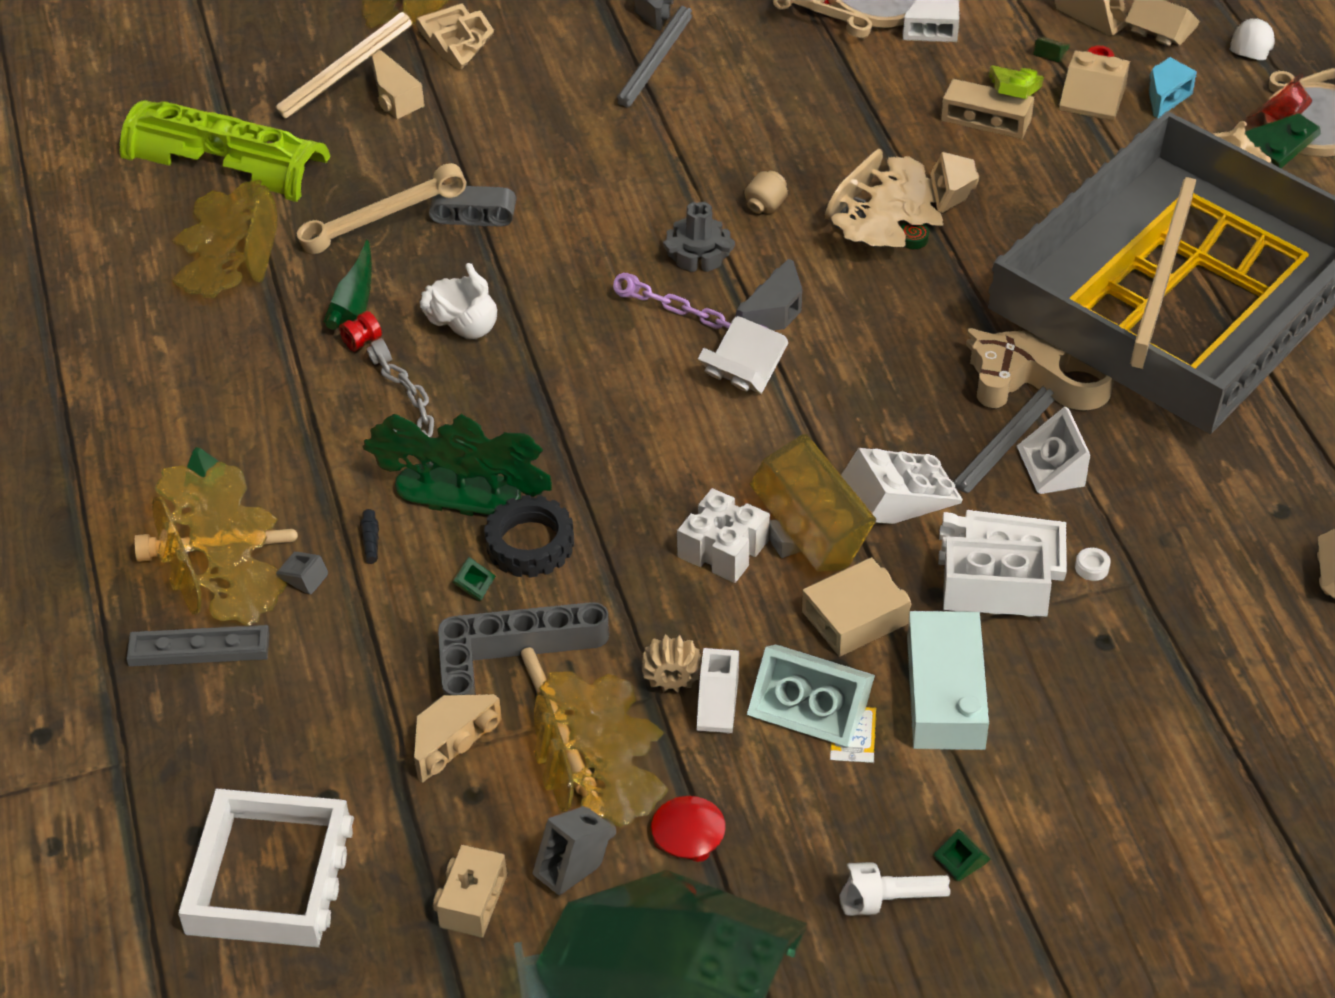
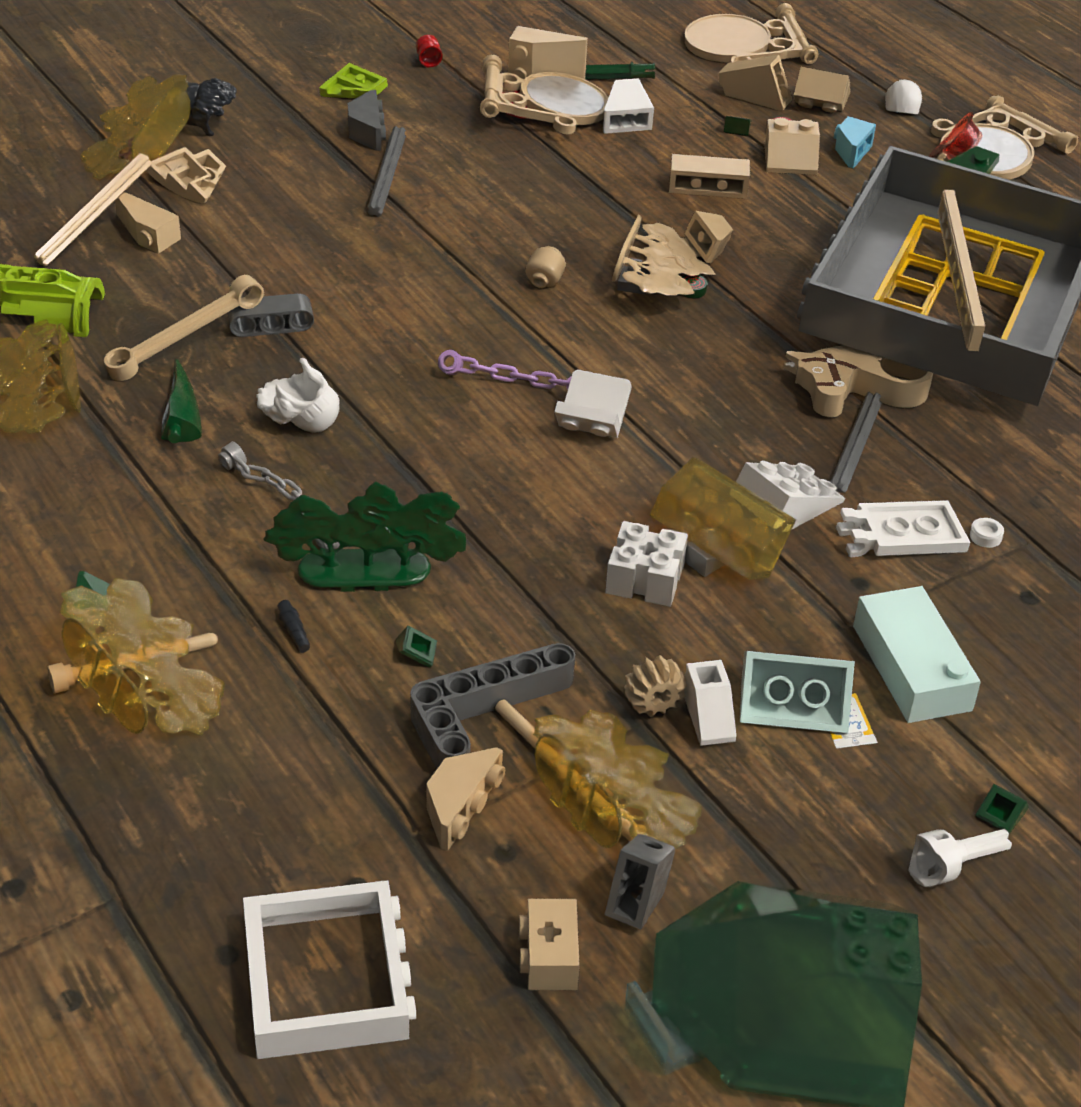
camera: 20 degrees left, 5 degrees down
(198, 645) = (154, 763): dark grey tile -> none
(303, 571) = (239, 670): dark grey slope -> none
(359, 331) = (206, 439): red wheel -> none
(536, 560) = (456, 621): black tyre -> none
(688, 827) = (735, 838): red dish -> none
(698, 237) = (501, 313): dark grey piece -> none
(776, 301) = (599, 351): dark grey slope -> none
(856, 606) = (799, 605): tan brick -> none
(997, 576) = (917, 554): white slope -> none
(1016, 83) = (729, 150): lime wing -> none
(1056, 454) = (913, 443): white slope -> none

